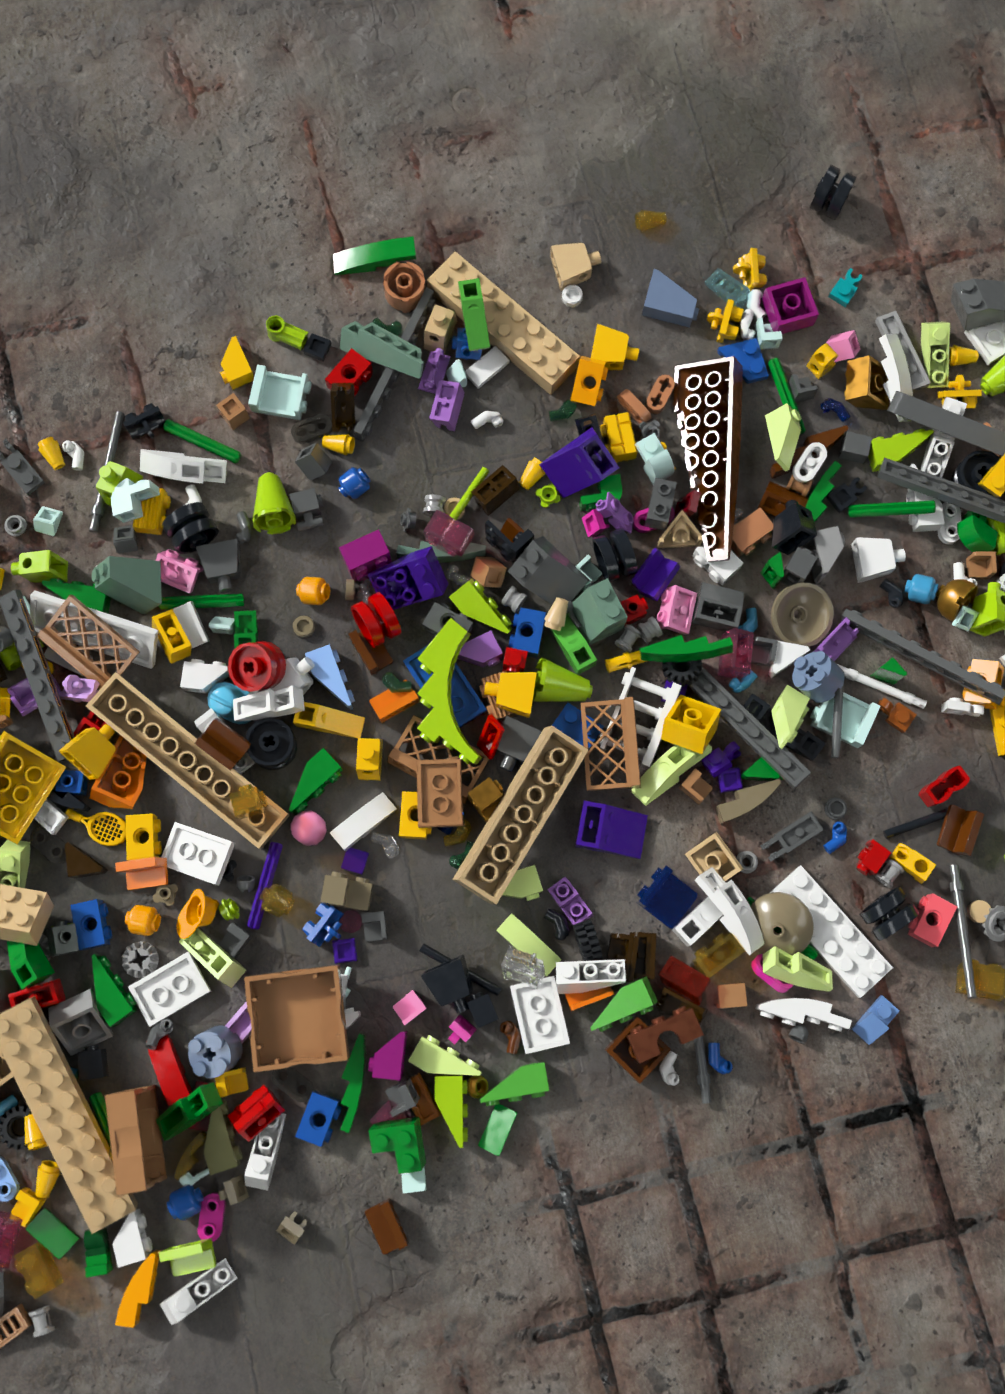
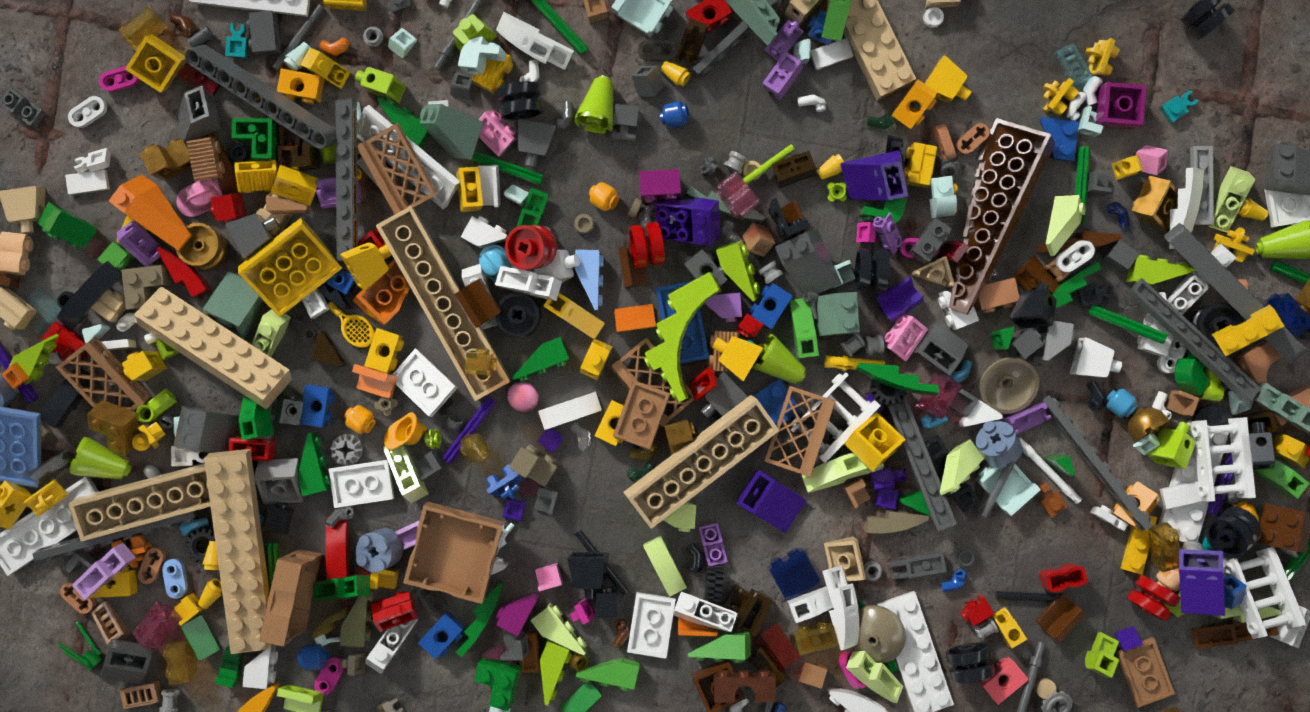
camera: 20 degrees right, 10 degrees up
(78, 689) = (376, 206): lavender hips -> none
(394, 684) = (640, 304): clear green arm -> none
(523, 967) = (652, 585): clear piece -> none
(557, 614) = (801, 302): tan cone -> none
(639, 613) = (876, 321): red brick -> none
(669, 301) = (1016, 57): sand blue slope -> none

